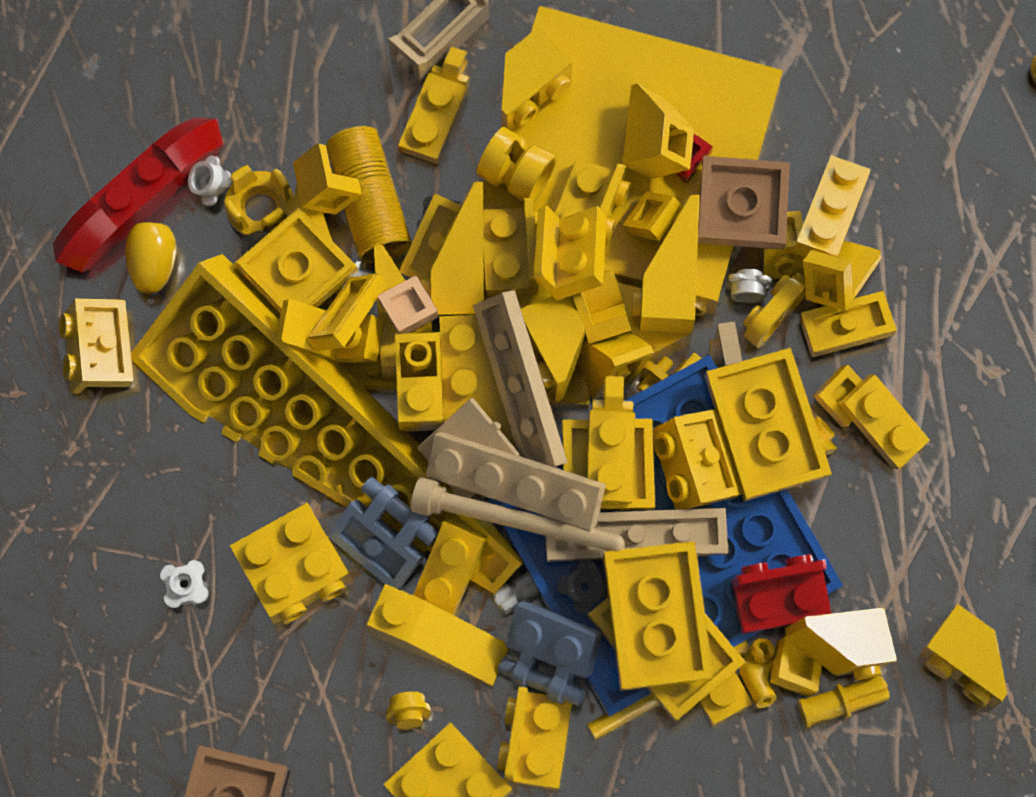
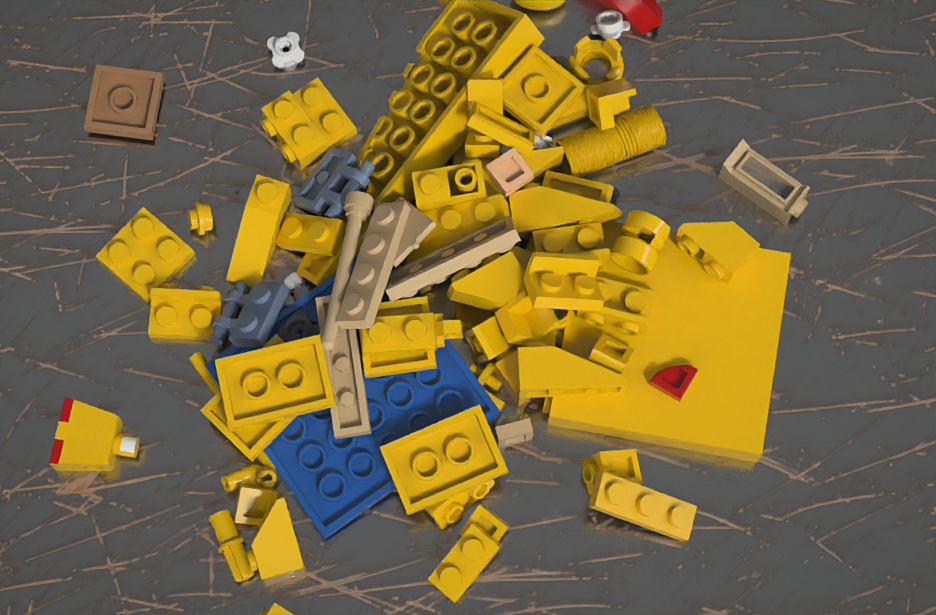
camera: 80 degrees right, 0 degrees up
(436, 109) = (696, 190): yellow hinge -> none
(656, 135) = (683, 349): yellow slope -> none
(696, 460) = (407, 406): yellow bracket -> none
(725, 700) = (226, 454): yellow plate -> none
(743, 202) = (633, 426): medium nougat plate -> none
(748, 286) = (570, 445): white plate -> none
(764, 322) = (541, 460): yellow plate -> none
(780, 595) = (307, 486): red bracket -> none
(834, 329) = (547, 529): yellow plate -> none
(839, 279) = (576, 514): yellow bracket -> none

